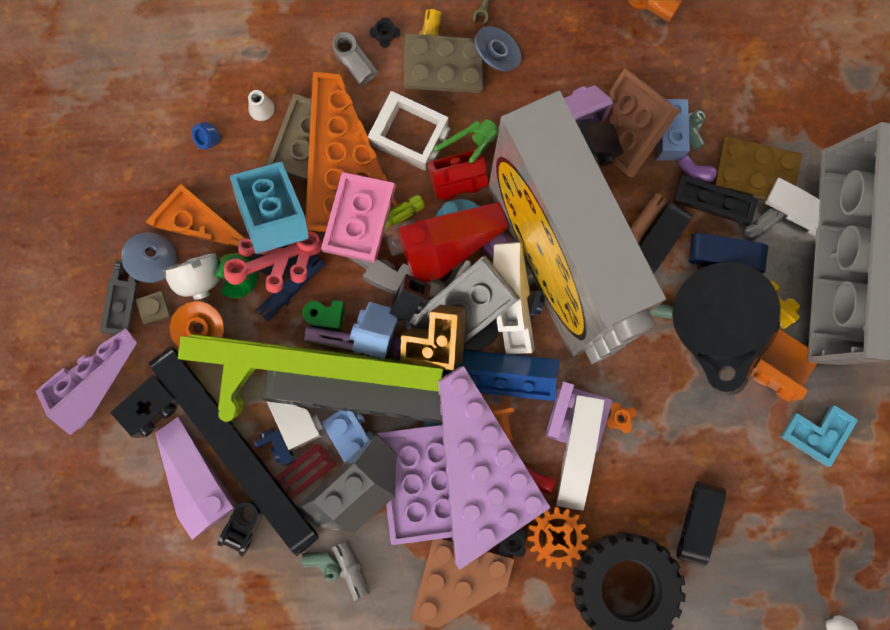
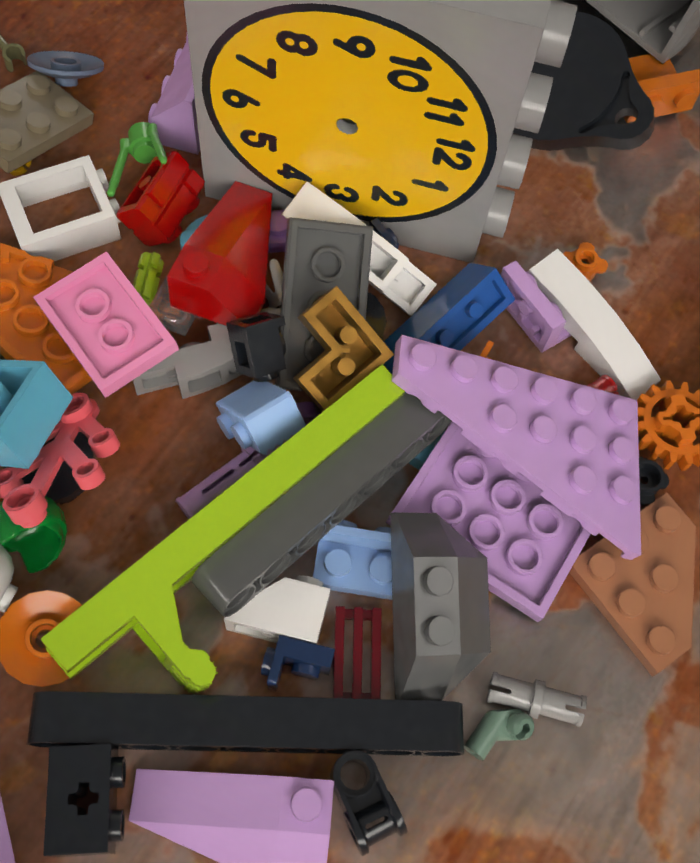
camera: 55 degrees left, 15 degrees down
(290, 288) = (108, 498): dark blue pin -> none
(325, 317) = (183, 470): green leg -> none

